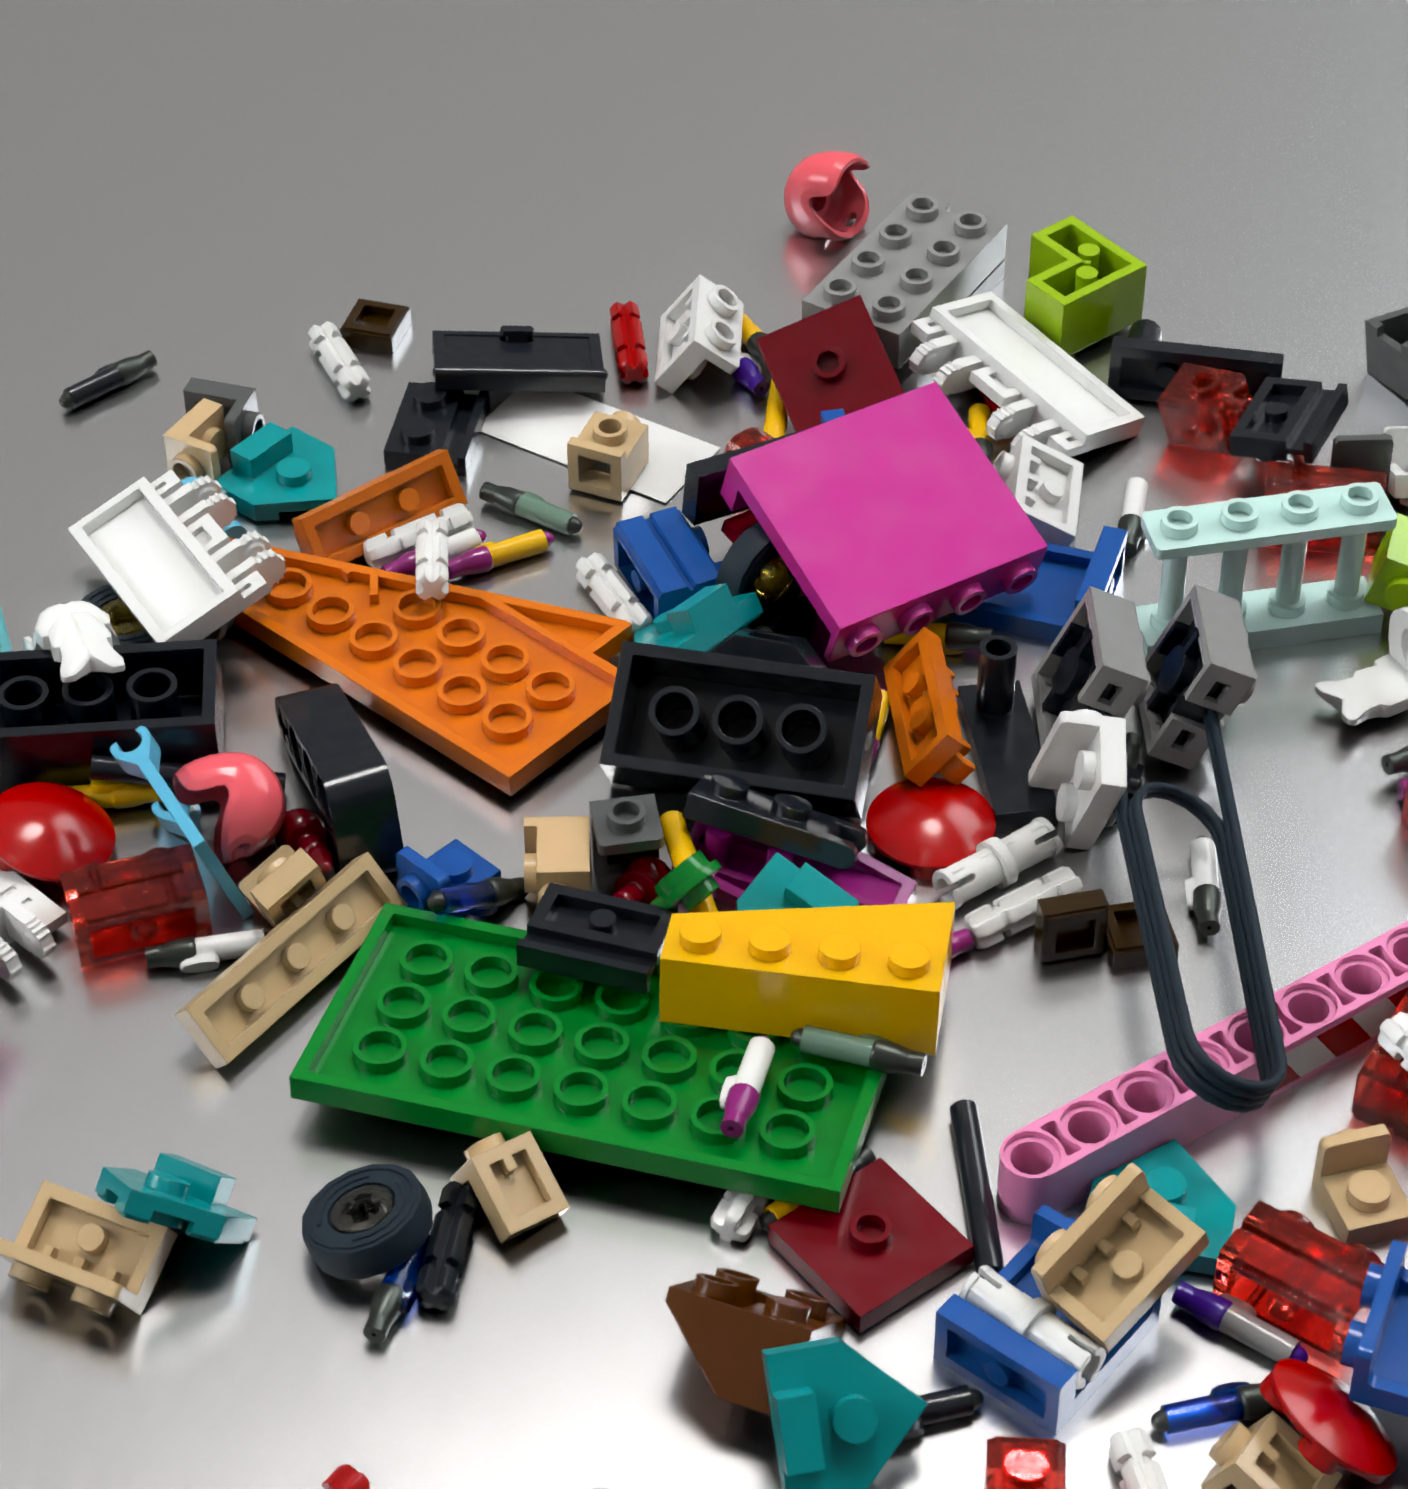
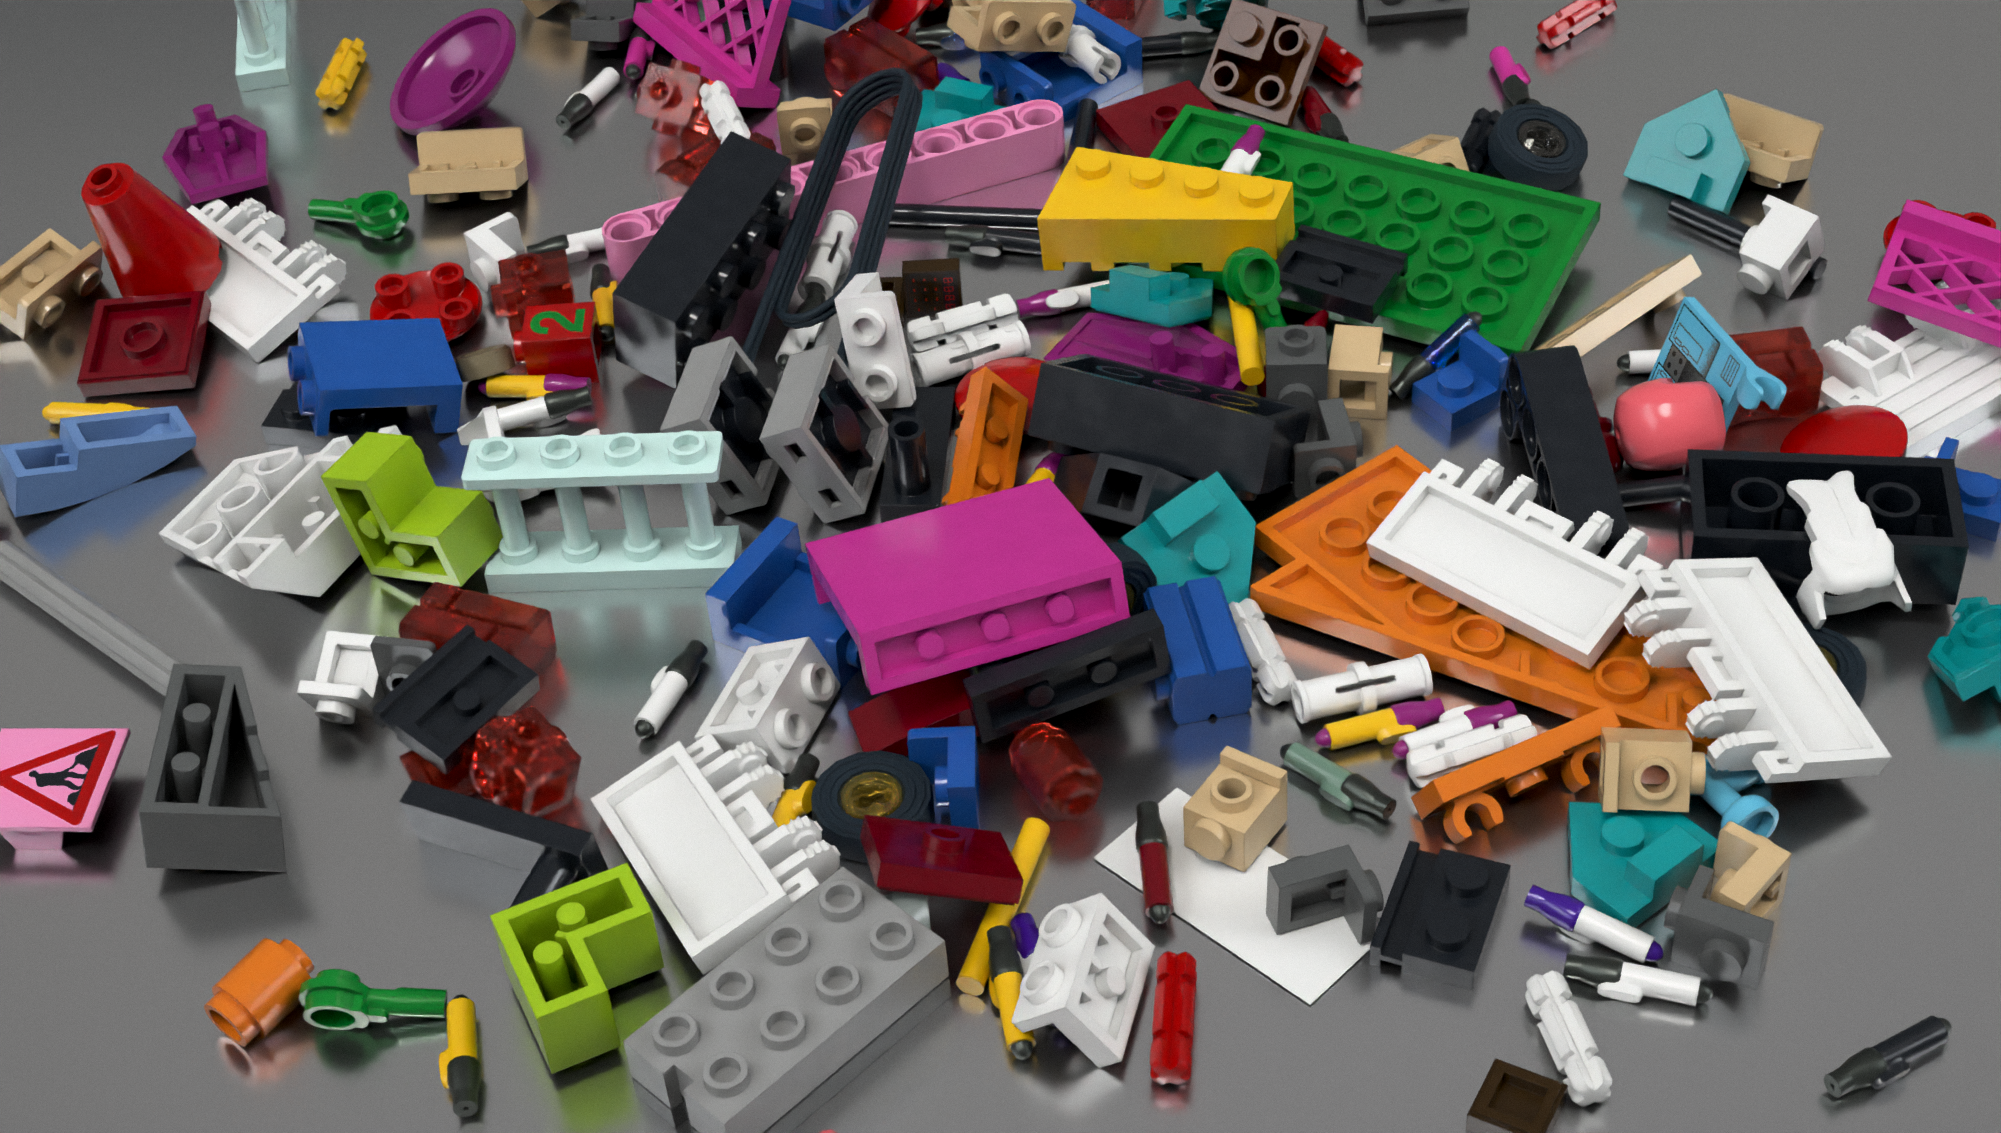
camera: 165 degrees left, 0 degrees up
(92, 1126) = (1722, 226): none -> black bar
(94, 1063) = (1780, 249): none -> white brick
(270, 491) = (1632, 750): none -> tan brick
(282, 883) = (1608, 354): tan bracket -> none
(298, 404) = (1632, 981): none -> white piece
(332, 430) = (1593, 926): none -> piece
(401, 1383) = (1511, 75): none -> piece
(404, 643) = (1515, 558): none -> white hinge
(432, 558) = (1458, 663): white axle -> none
(518, 361) = (1327, 963): black door -> none
(520, 564) = (1401, 677): none -> white pin
(529, 406) = (1322, 889): none -> dark grey bracket
(574, 768) = (1332, 454): none -> dark grey bracket
(653, 1269) = (1320, 117): none -> piece
(670, 430) = (1154, 868): none -> piece
(681, 1411) = (1339, 63): none -> red axle
(776, 821) = (1169, 344): black hinge -> none
(1031, 1033) = (993, 241): none -> black piece
(1059, 1068) = (965, 215): none -> black bar
(1155, 288) = (459, 1062): none -> piece
(1218, 971) = (828, 254): none -> white pin
(1246, 274) = (342, 1002): none -> green plate
(1310, 273) = (259, 990): none -> orange brick
(1321, 833) = (703, 259): none -> black brick

